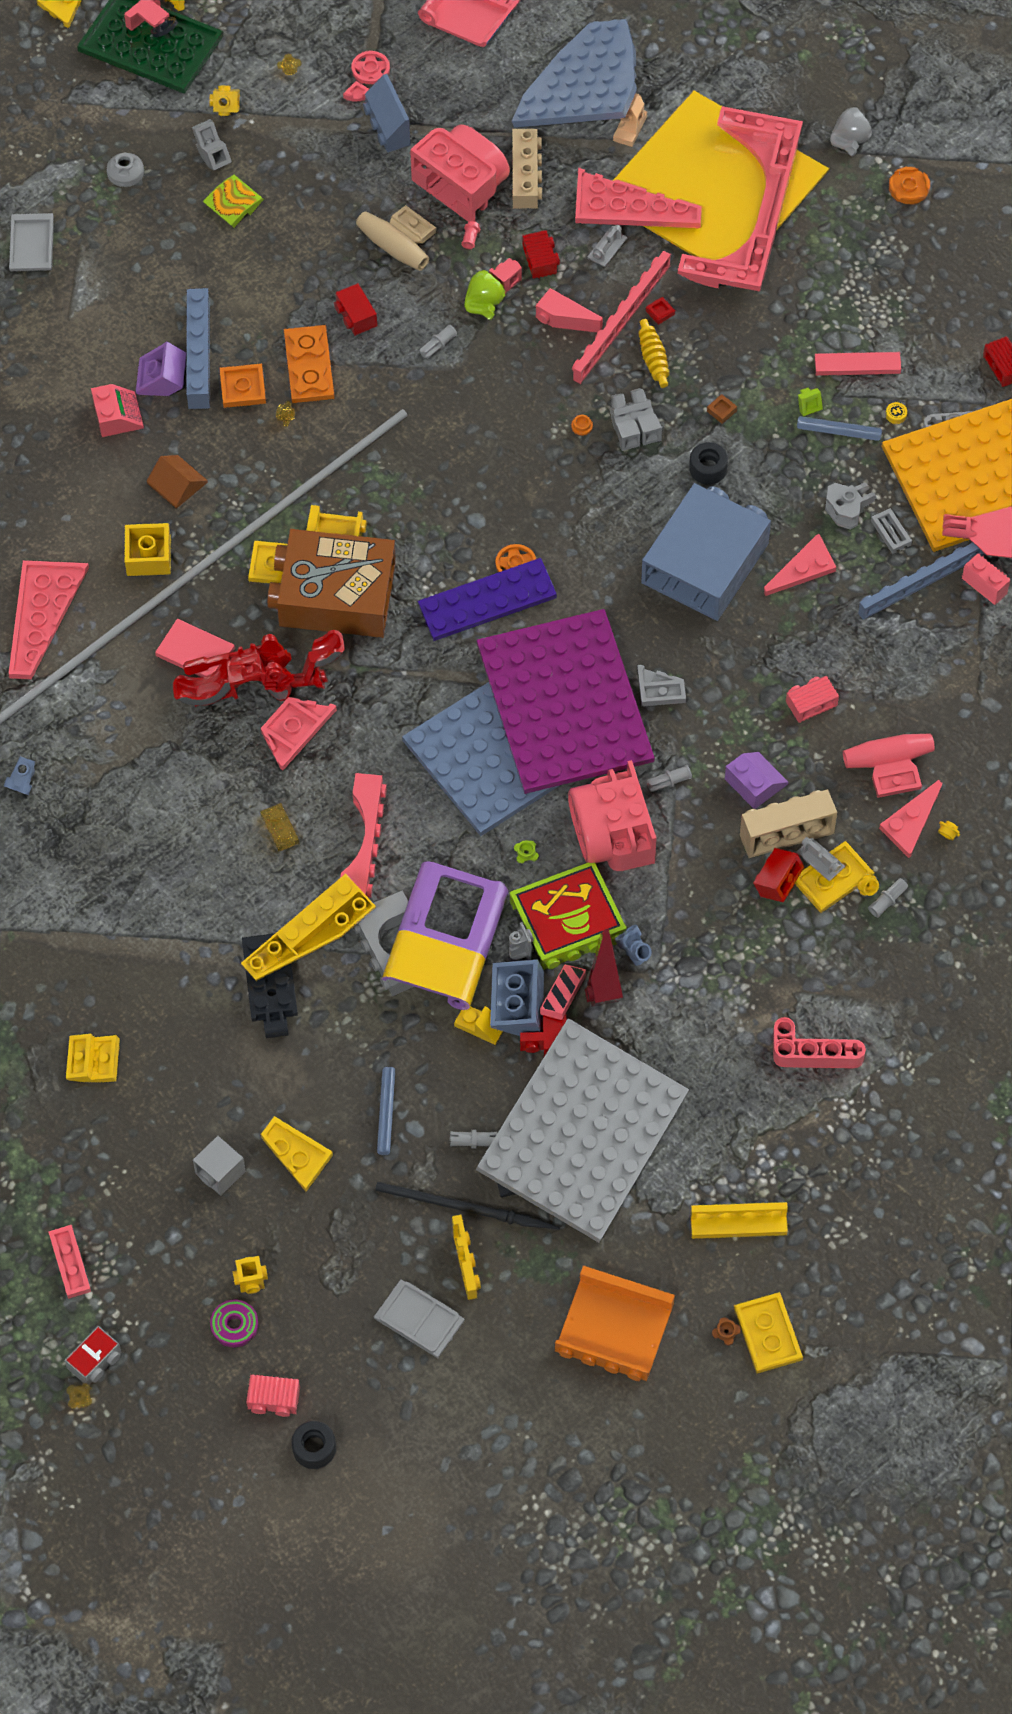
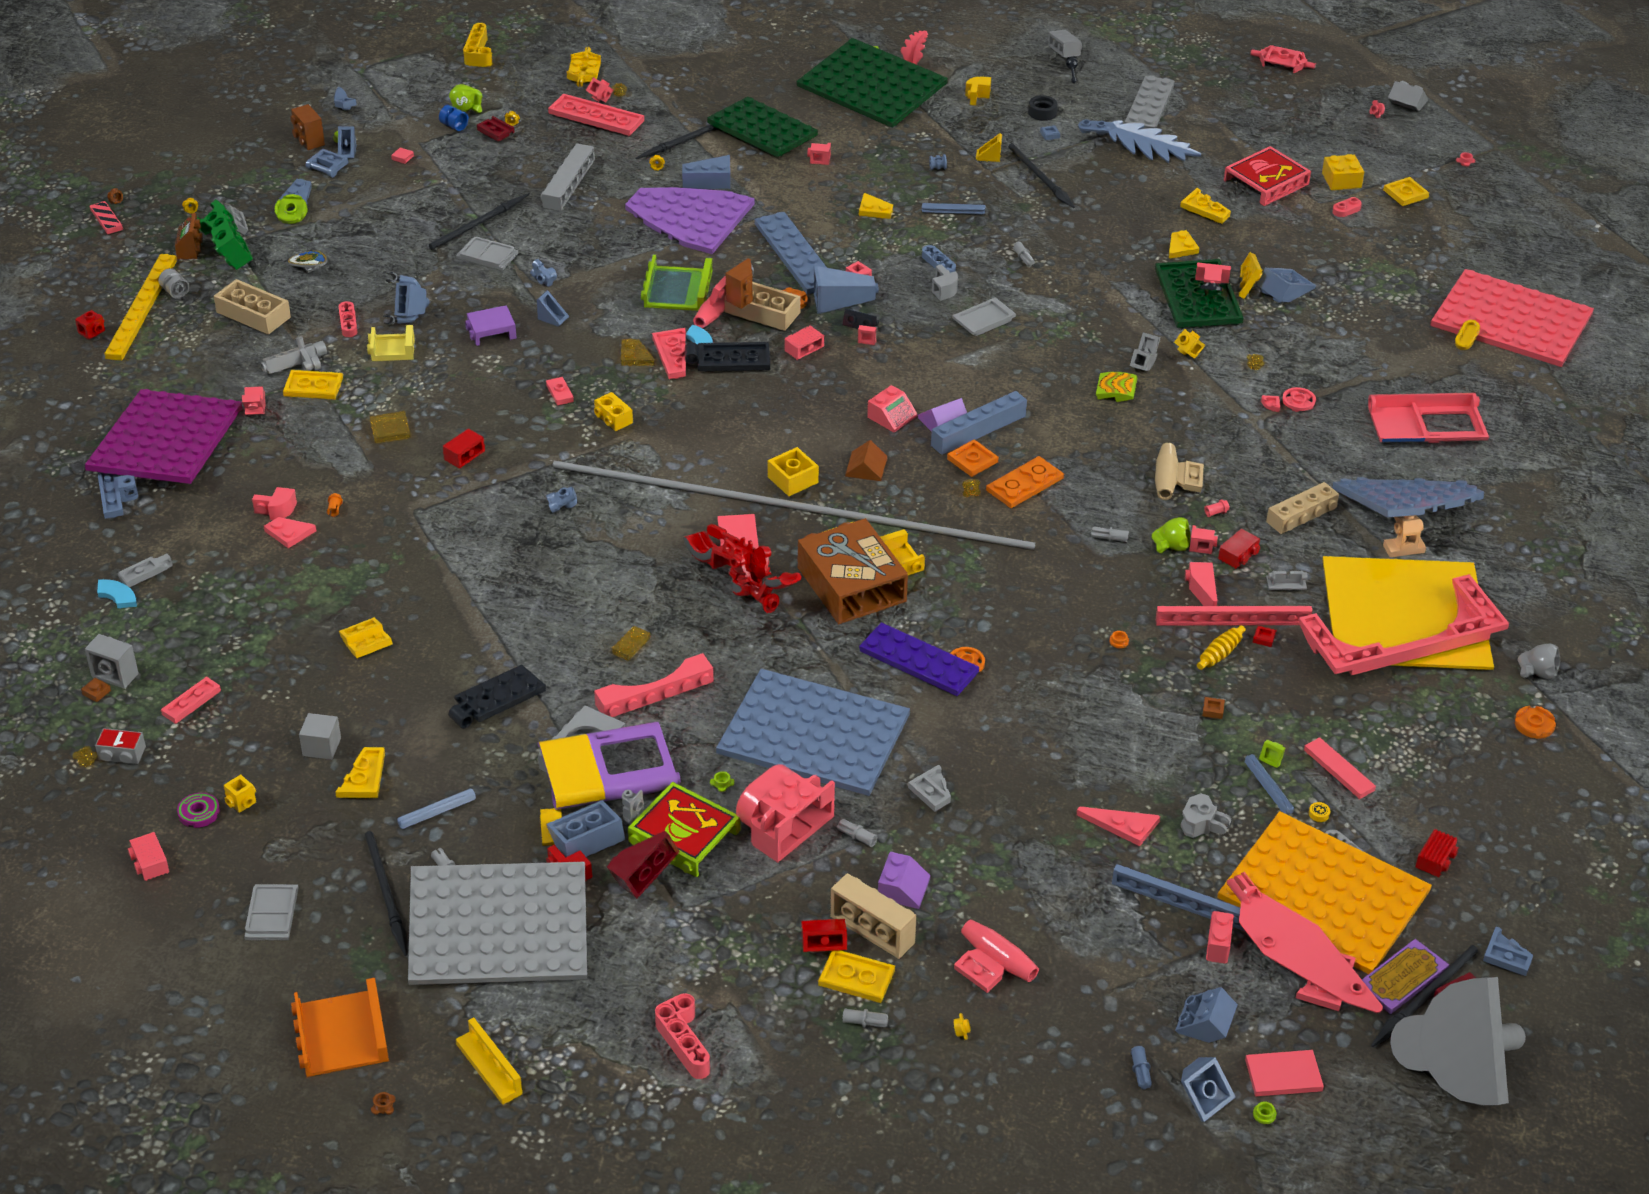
camera: 55 degrees right, 20 degrees down
(42, 602) = (711, 446): coral wing -> none
(126, 175) = (1086, 332): light grey piece -> none
(294, 727) = (717, 610): coral wing -> none
(314, 927) = (550, 685): yellow wedge -> none
(318, 1459) = (124, 889): black tyre -> none
(356, 309) = (1091, 481): red brick -> none
(387, 115) = (1265, 421): sand blue slope -> none
(459, 168) = (1257, 467): coral brick -> none
(465, 1258) = (341, 904): yellow wing -> none
(563, 992) = (598, 852): coral tile -> none
(564, 701) = (867, 737): magenta plate -> none
(626, 204) = (1332, 571): coral wing -> none
(633, 945) = (686, 871): sand blue plate -> none
(634, 420) = (1150, 664): light grey hips -> none
(706, 550) = (1075, 752): sand blue brick -> none
(707, 474) = (1156, 722): black tyre -> none
(768, 1332) = (400, 1133): yellow tile -> none
(812, 698) = (1005, 881): coral brick -> none
(820, 858) = (861, 952): light grey hinge -> none
(868, 885) = (861, 1002): yellow plate -> none
(888, 541) = (1203, 871): light grey tile -> none
(907, 823) = (951, 999): coral wing -> none

